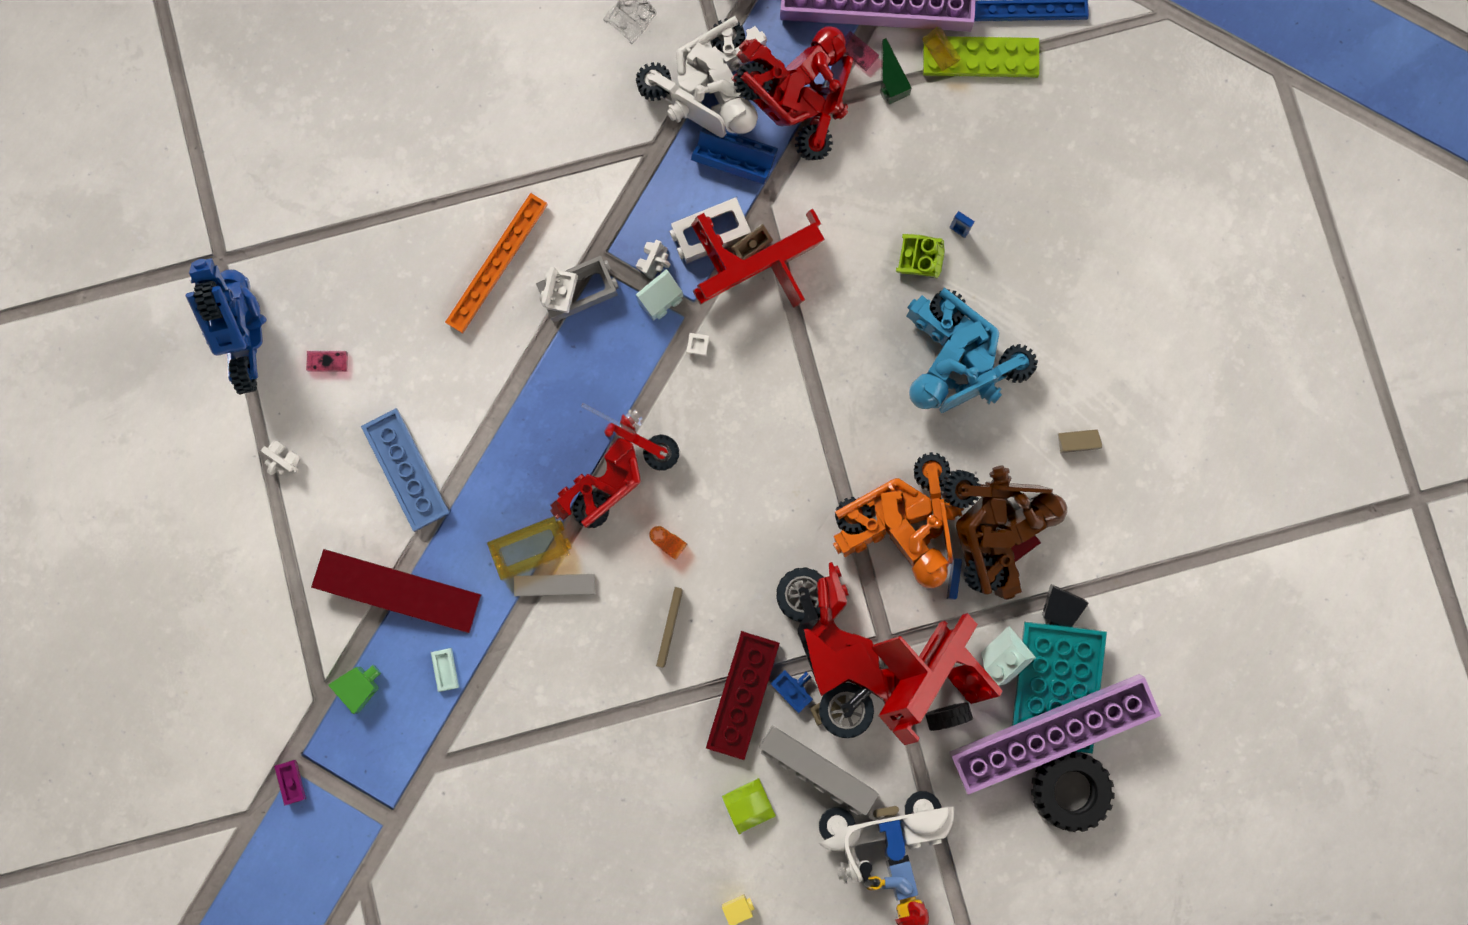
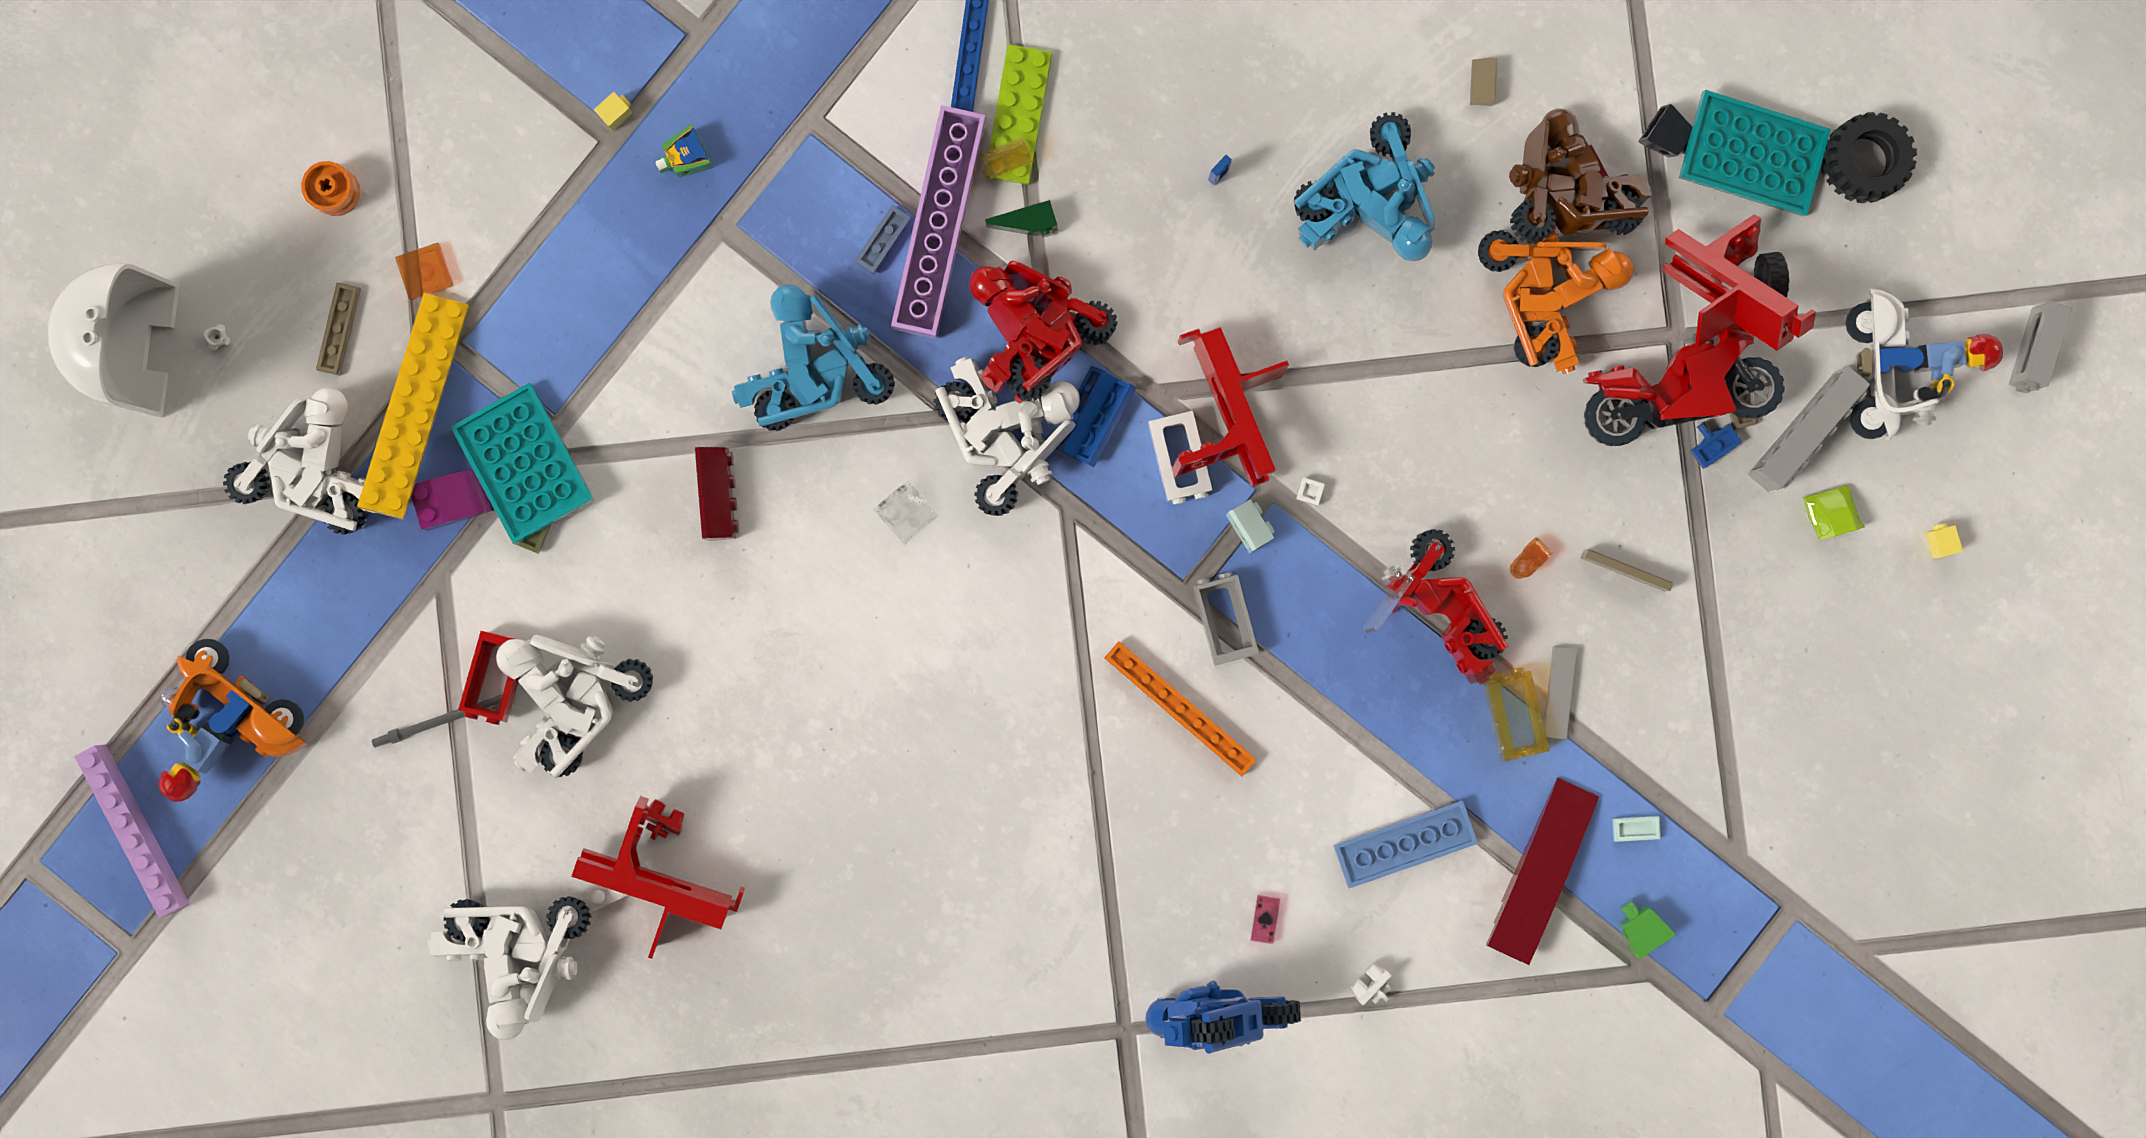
camera: 85 degrees left, 5 degrees up
(290, 782) = (1737, 1016): magenta plate -> none
(558, 290) = (1230, 638): white bracket -> none
(656, 260) = (1207, 526): white hips -> none
(742, 695) = (1712, 500): dark red plate -> none
(752, 243) = (1204, 411): dark tan slope -> none
(859, 51) = (990, 252): clear pink tile -> none
(921, 255) = (1246, 222): lime slope -> none
(954, 579) = (1631, 250): blue tile -> none
(1006, 657) = (1715, 205): light aqua slope -> none
(1055, 733) = (1808, 165): lavender brick -> none

